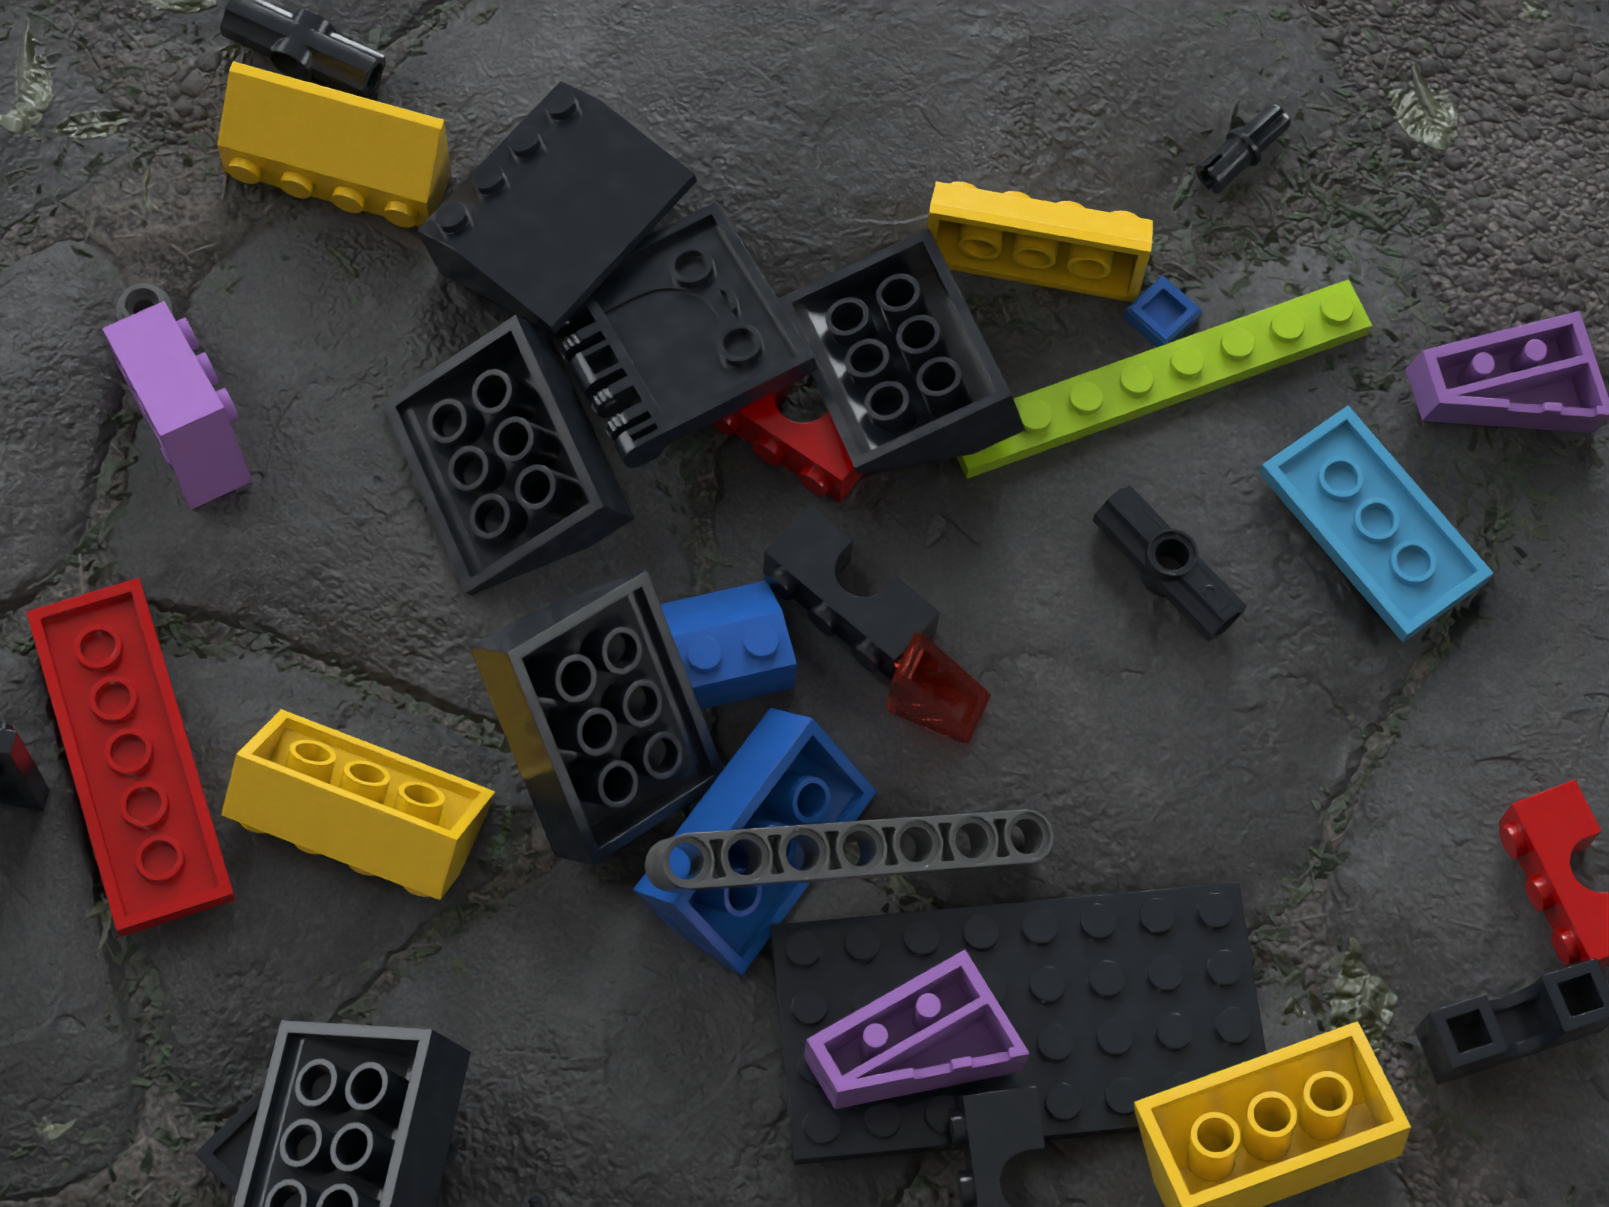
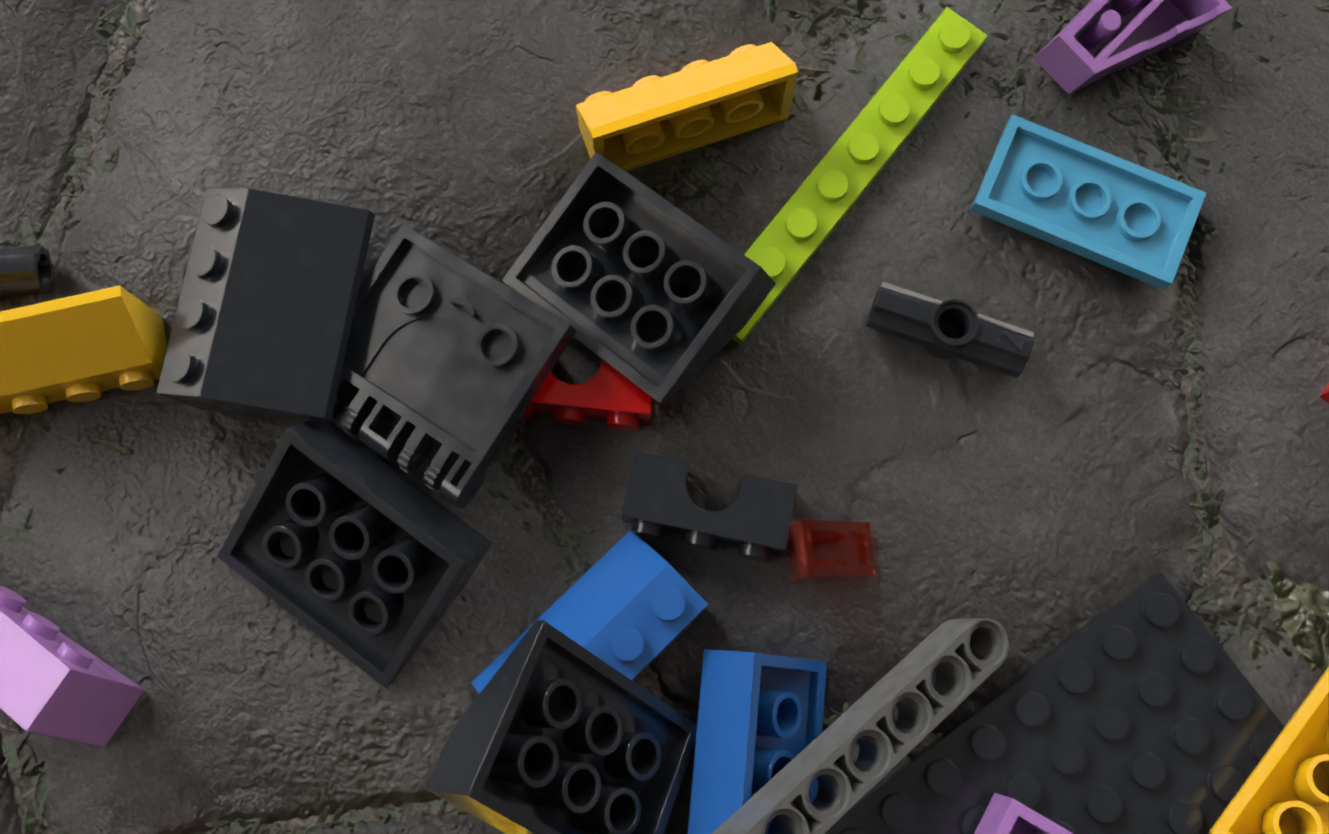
camera: 25 degrees left, 10 degrees up
(1162, 313) = (816, 116): blue tile -> none

